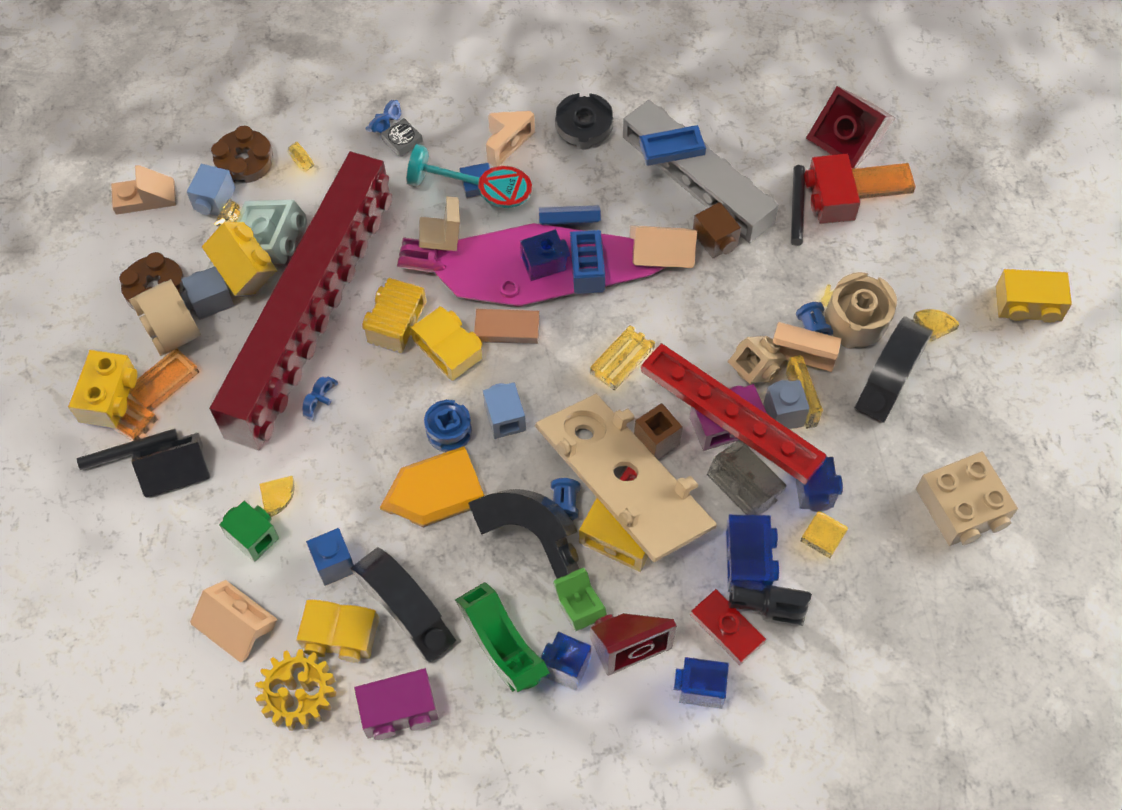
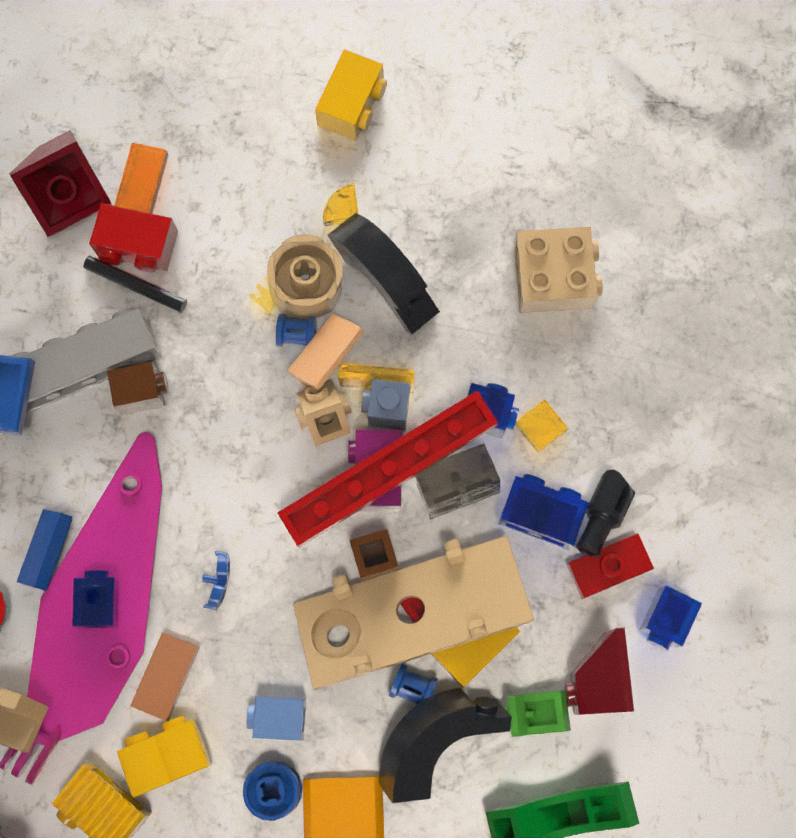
camera: 70 degrees left, 15 degrees up
(566, 660) = (604, 754): clear blue brick -> none
(587, 279) = (149, 561): blue slope -> none
(590, 338) = (220, 581): none -> blue piece
(616, 346) = (241, 529): clear yellow tile -> none
(663, 246) = (132, 456): light nougat panel -> none

